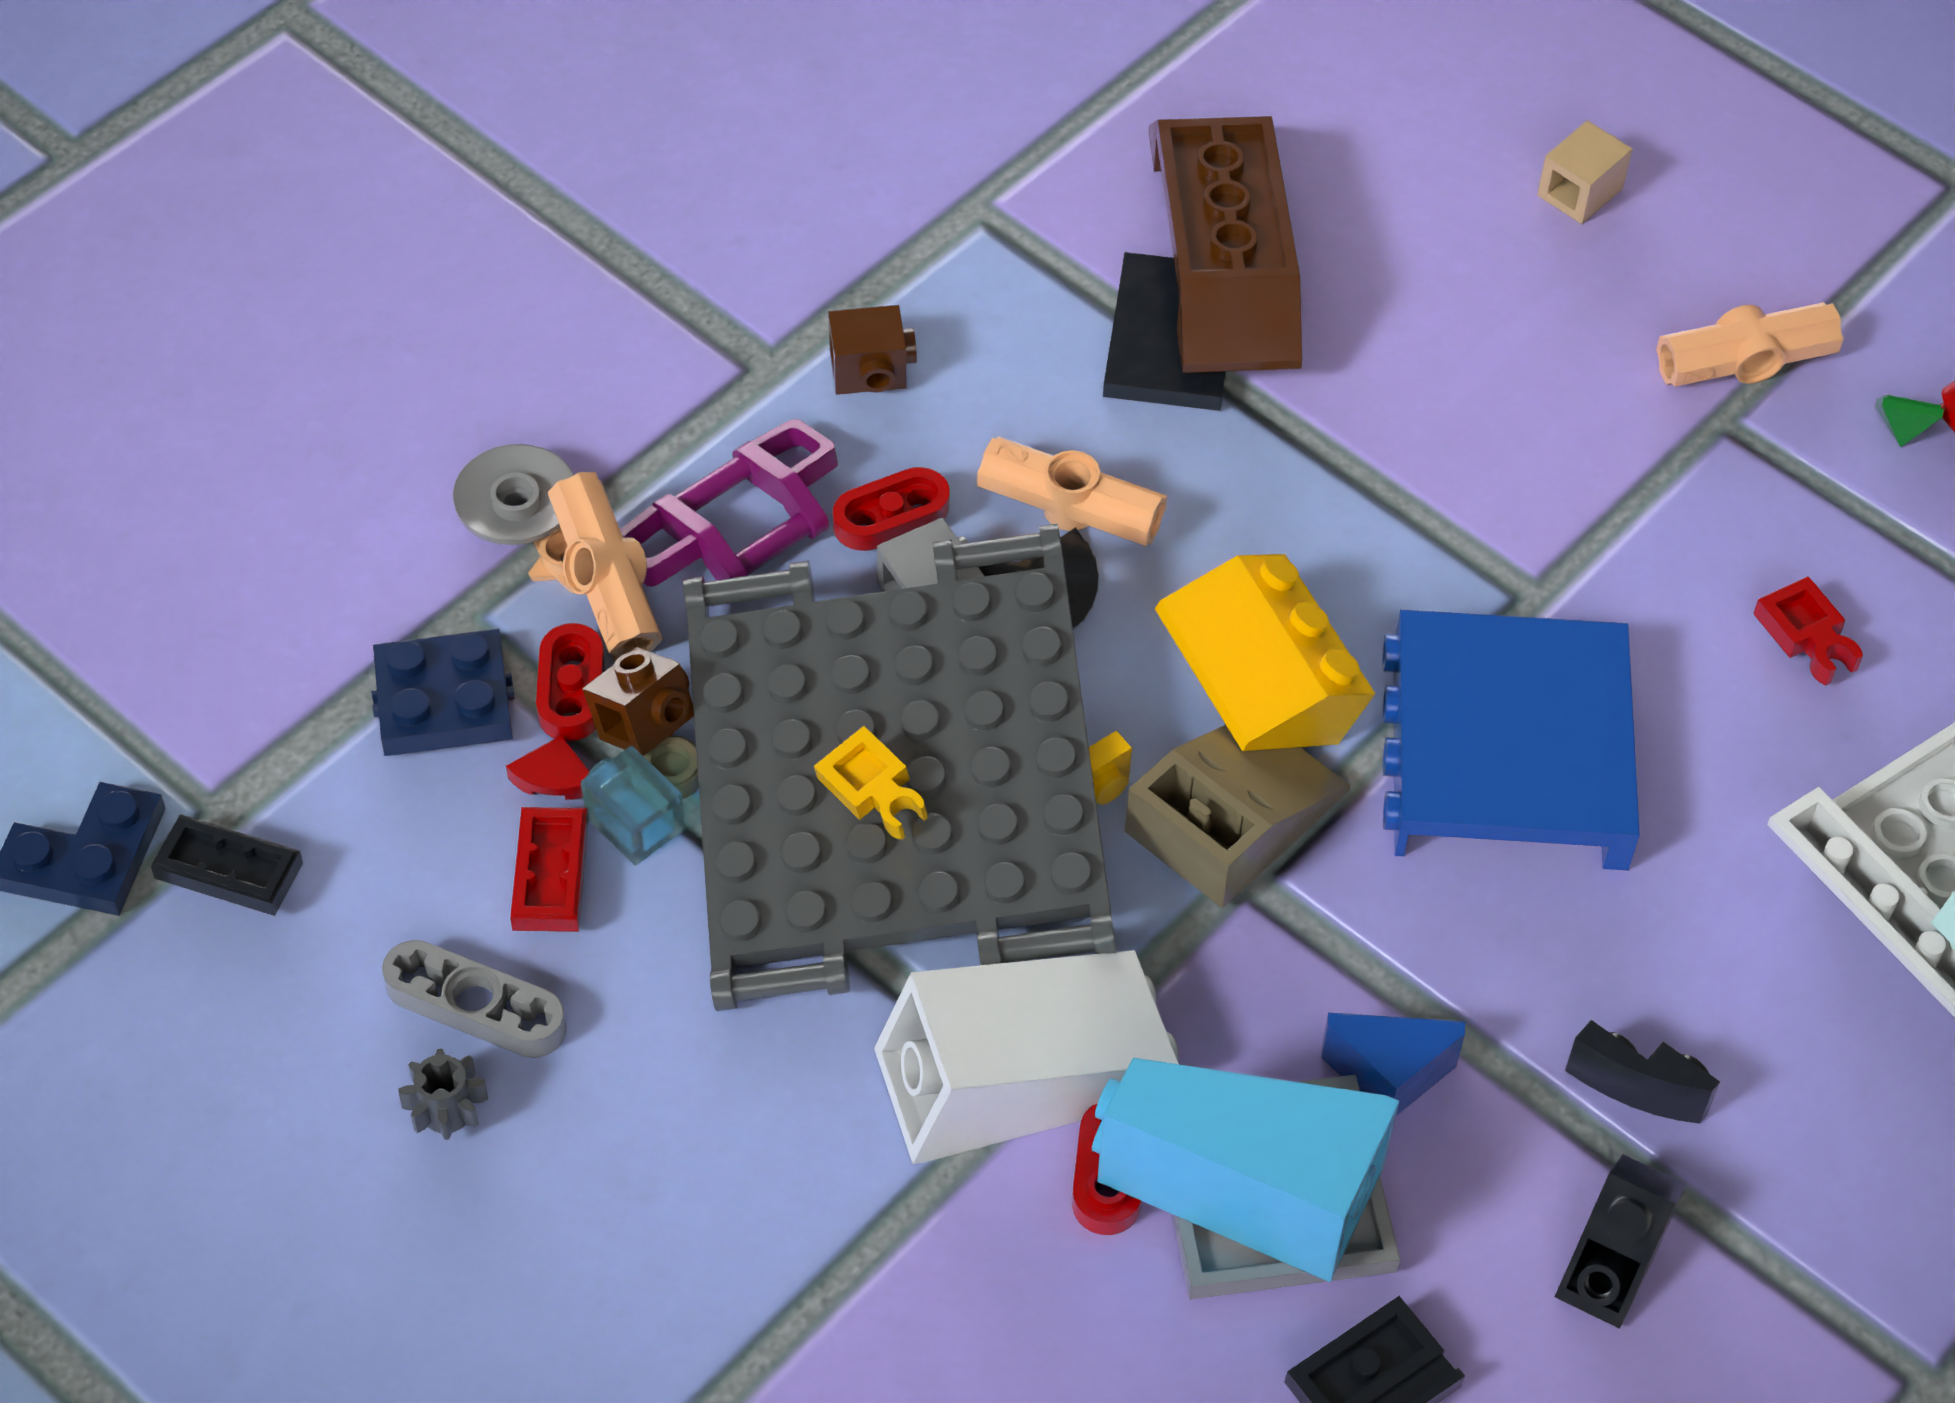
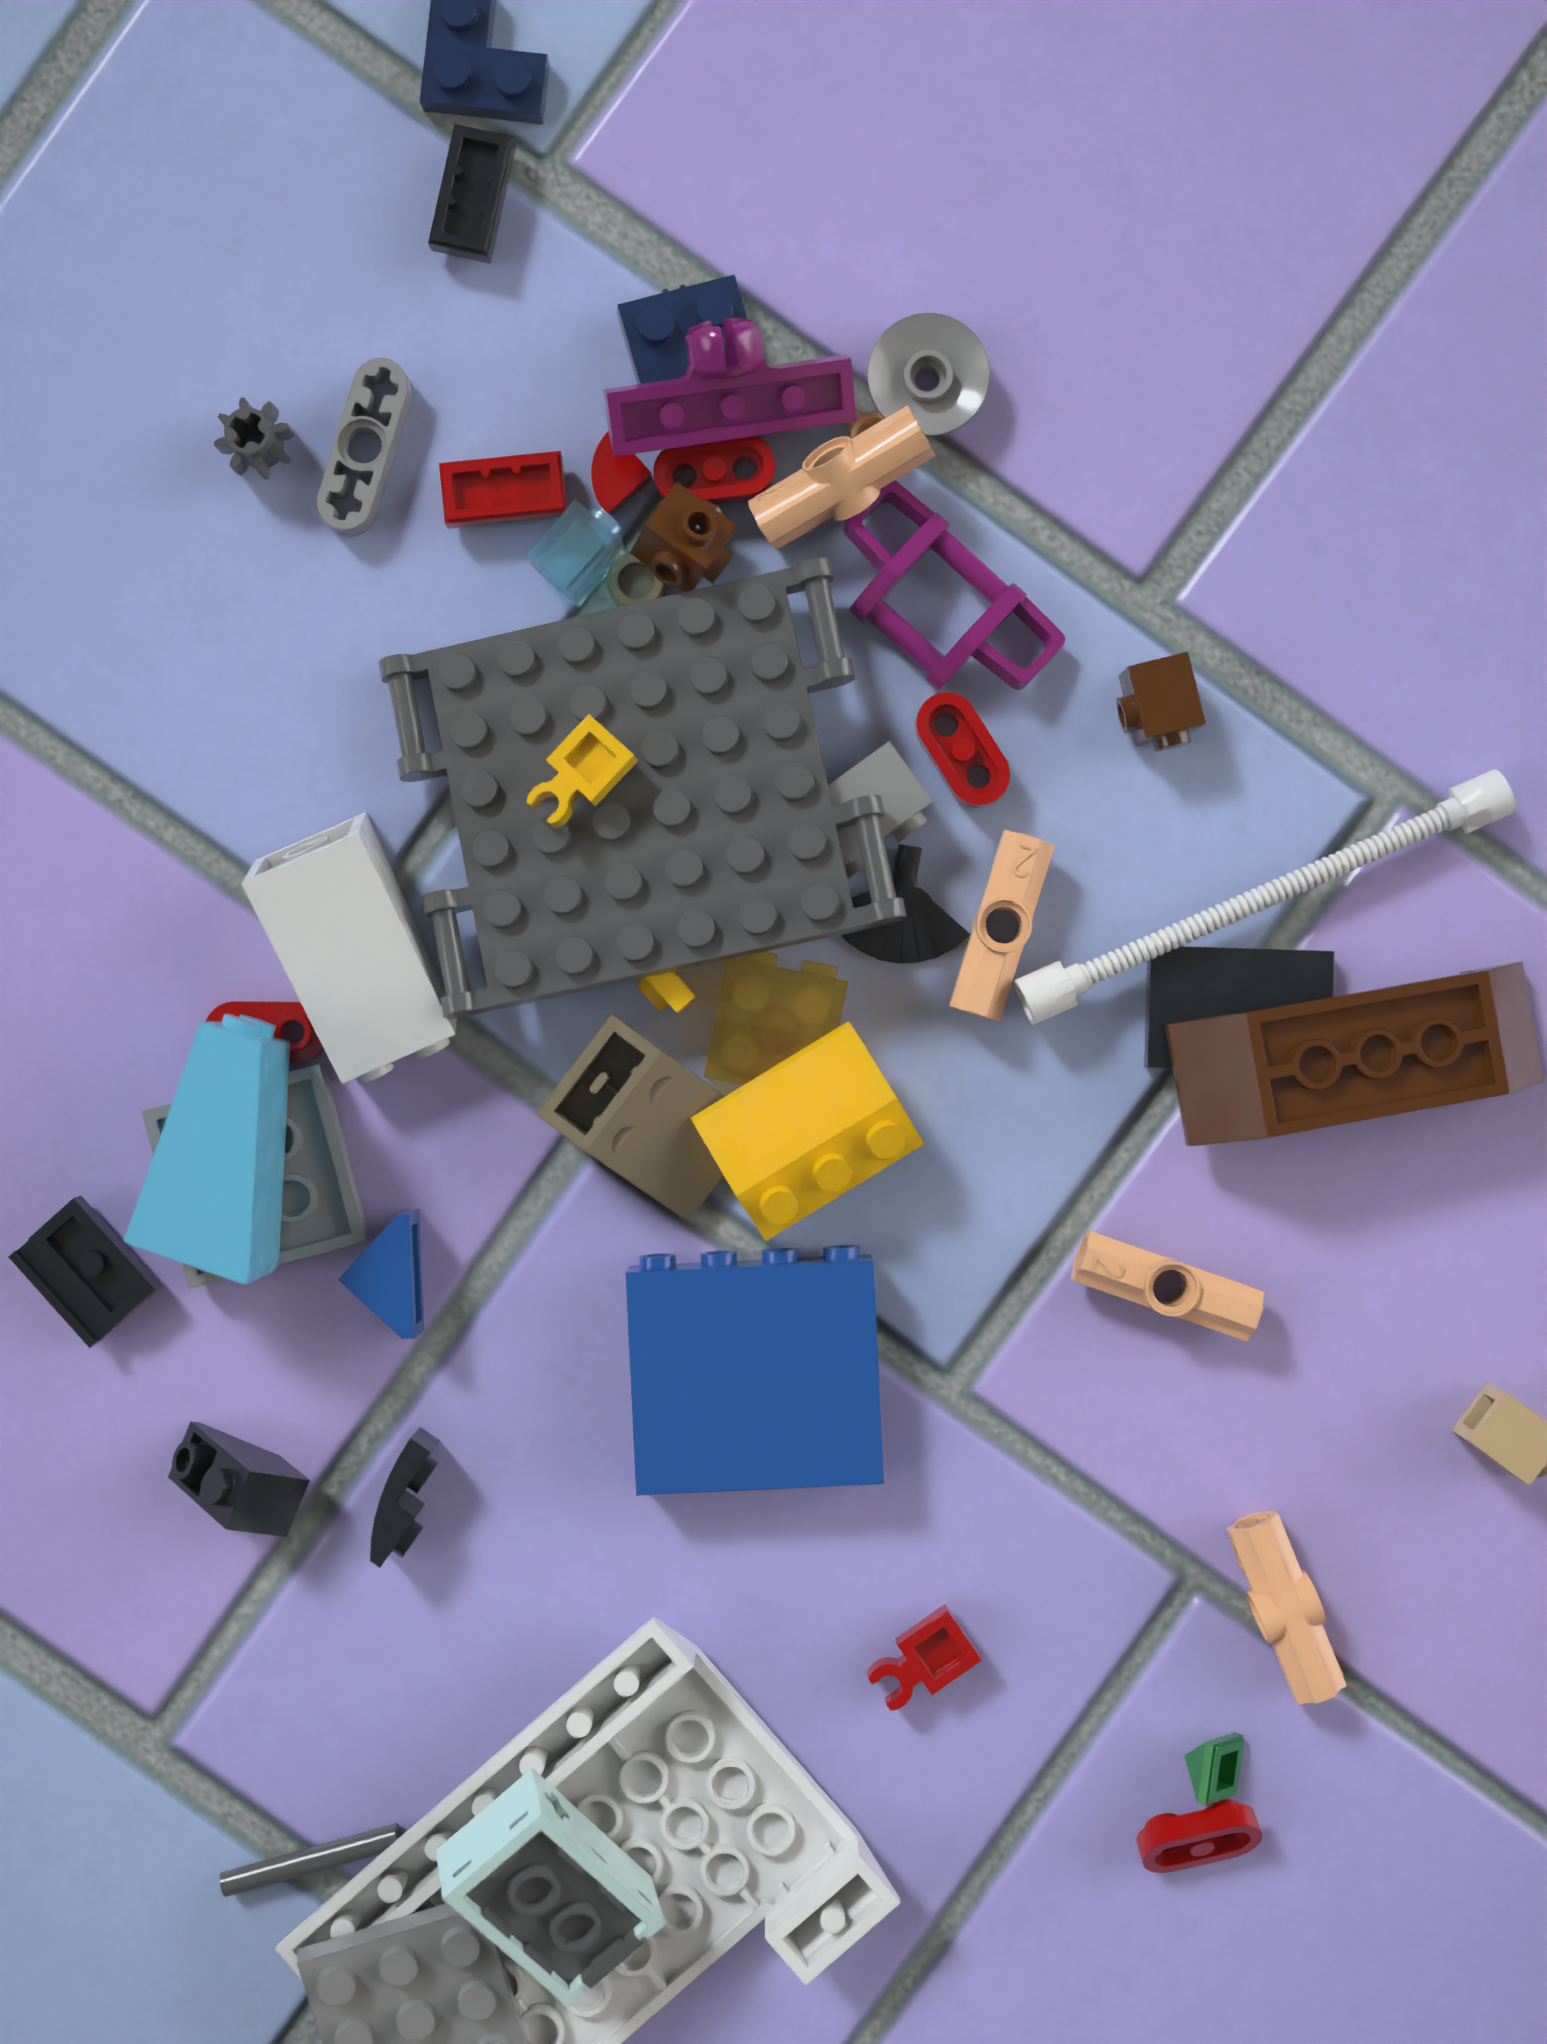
camera: 85 degrees right, 35 degrees up
(502, 640) = (729, 394): none -> magenta plate
(1136, 449) = (1469, 806): none -> white hose
(1142, 687) = (770, 1014): none -> clear yellow plate
(1435, 400) = (1202, 1297): none -> light nougat piece

